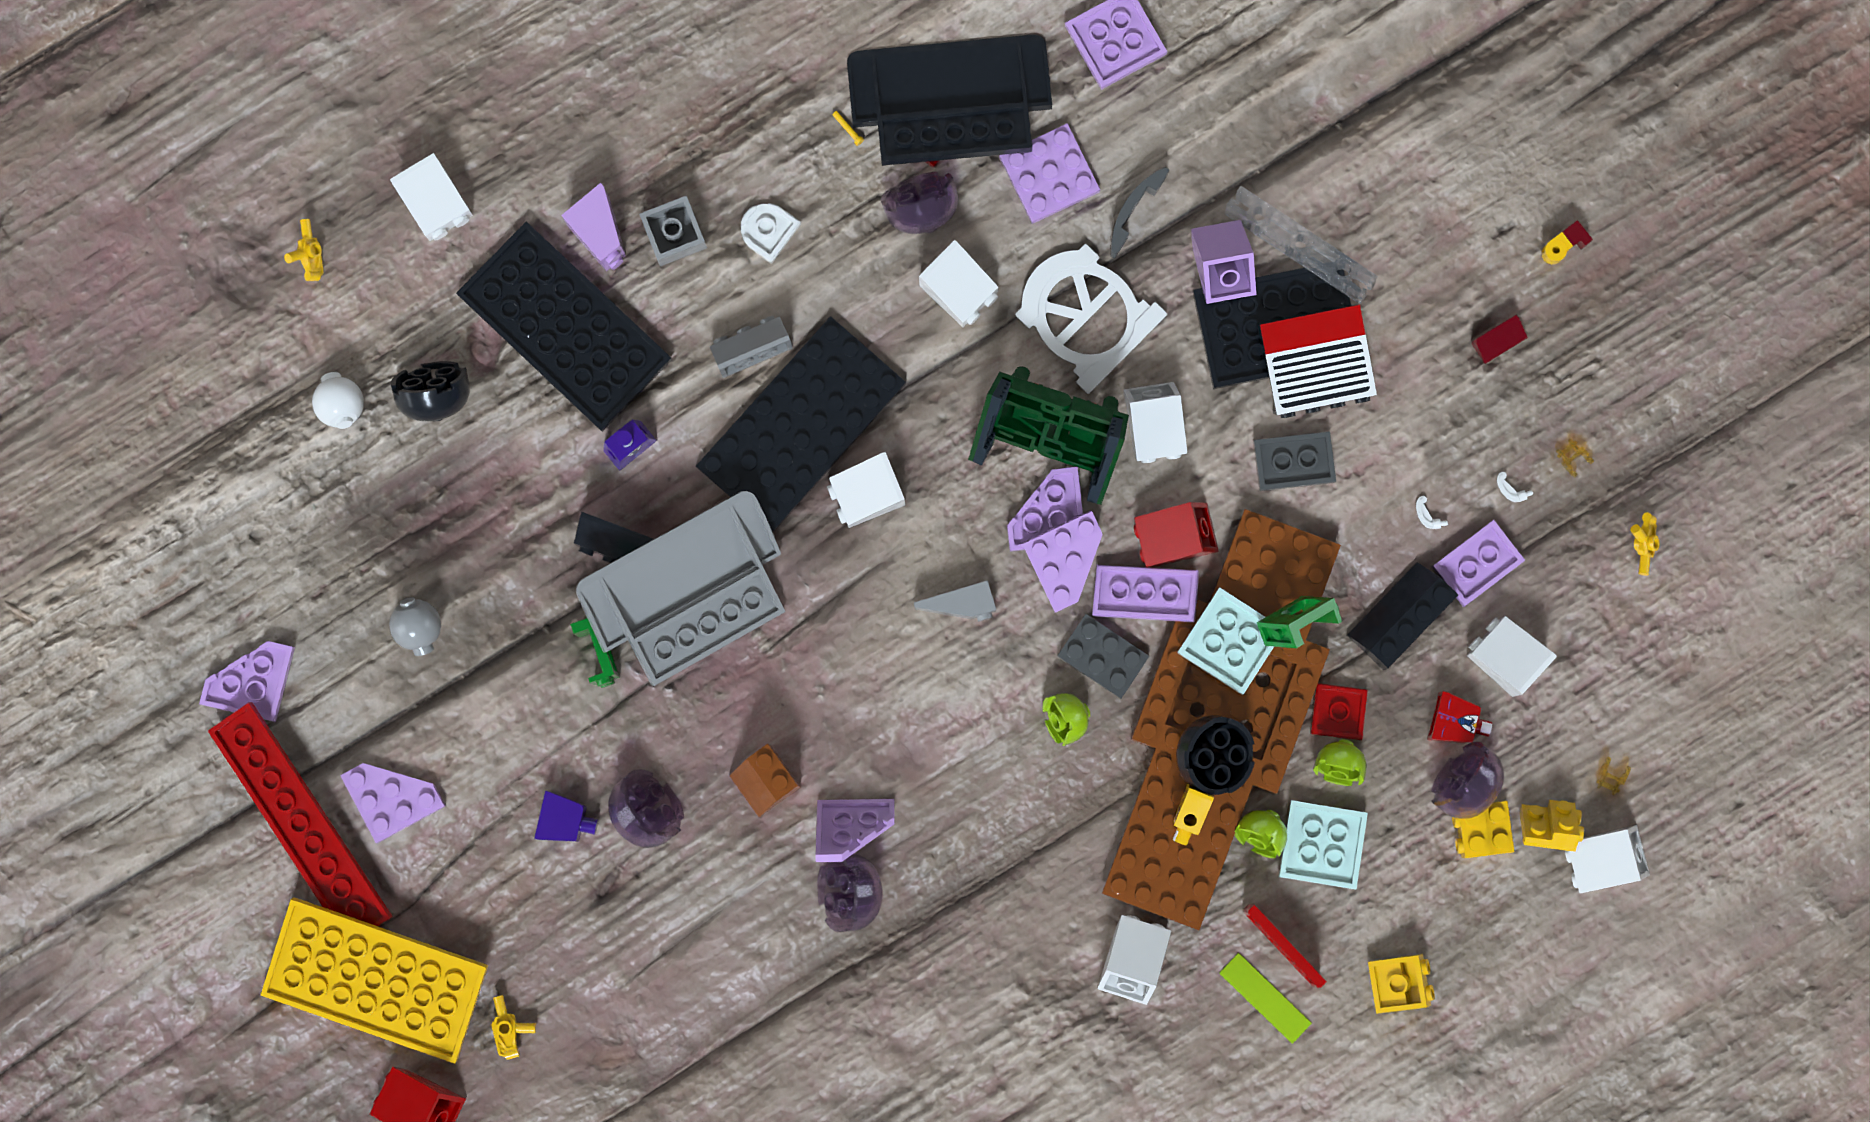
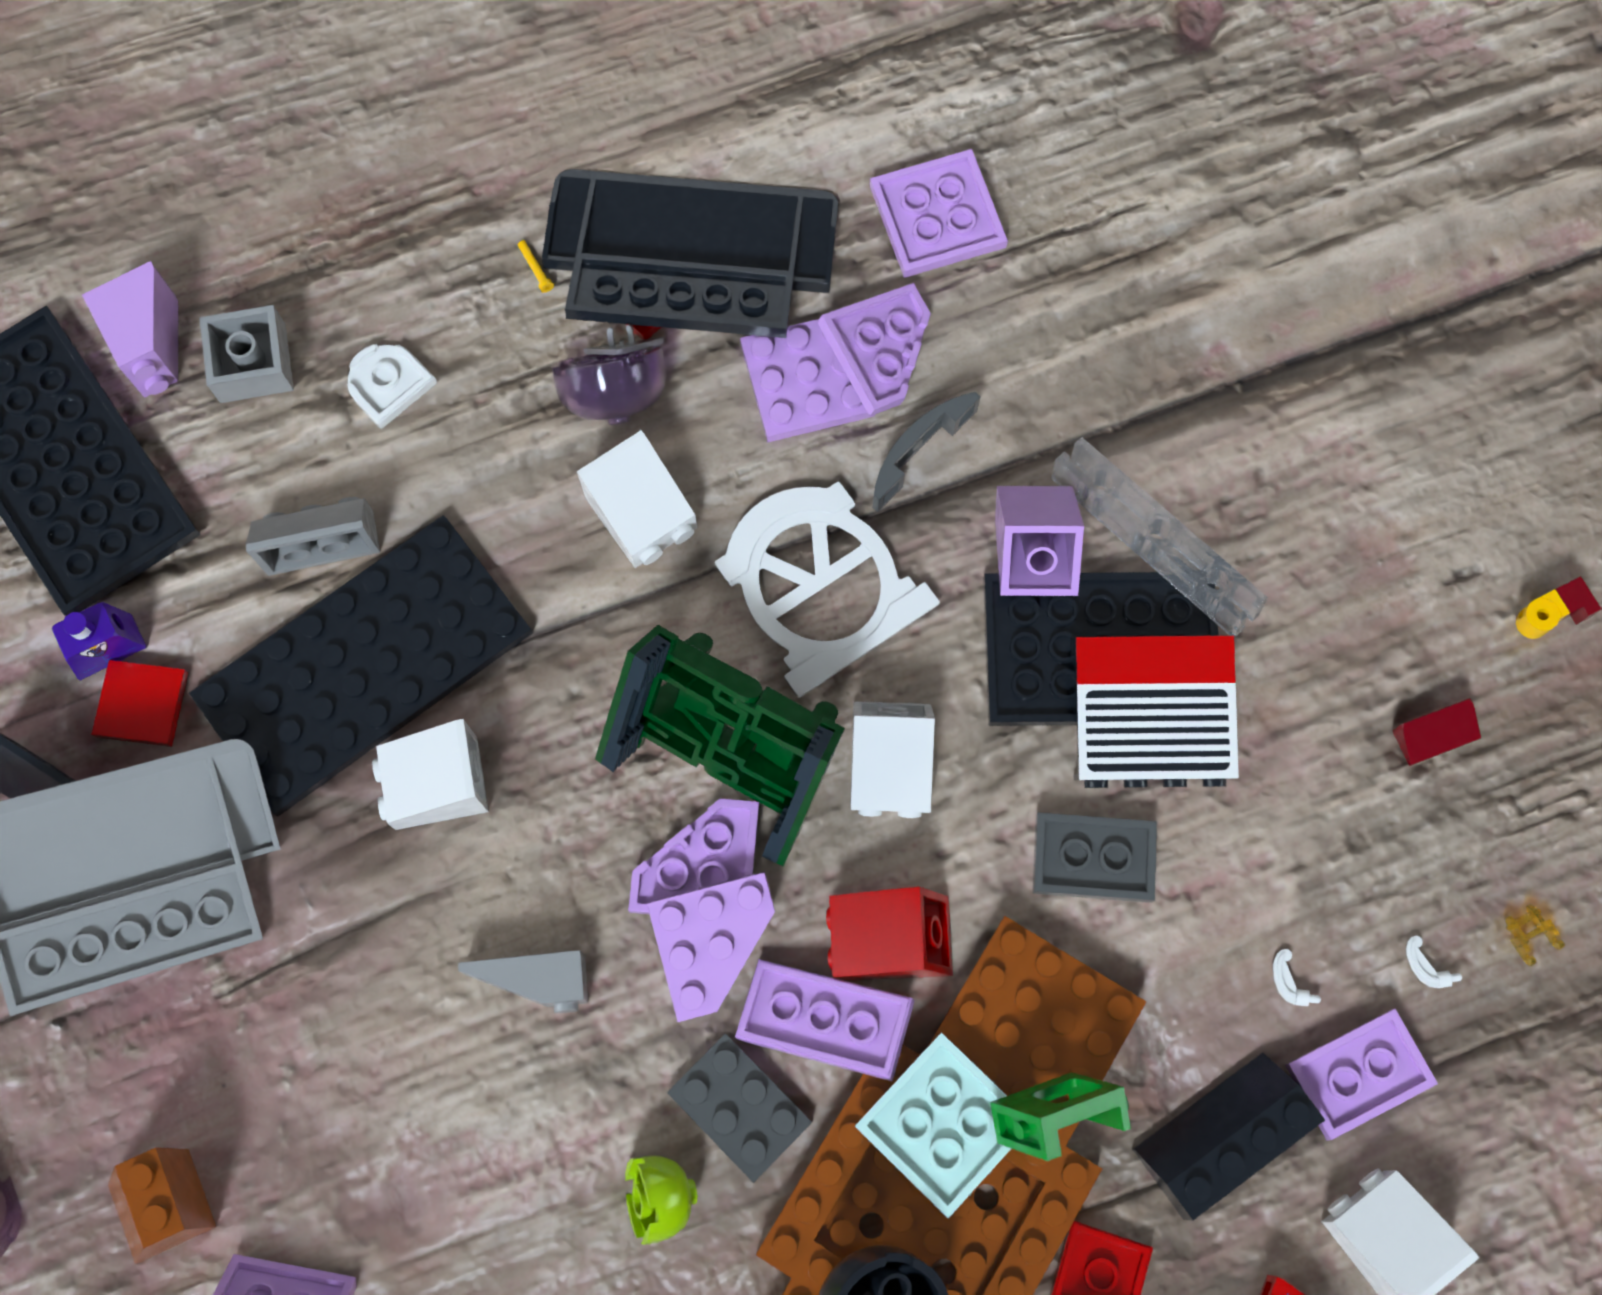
camera: 10 degrees right, 10 degrees down
(664, 478) = (140, 703): none -> red tile
(923, 179) = (622, 347): none -> light grey piece
(1095, 144) = (879, 344): none -> lavender plate

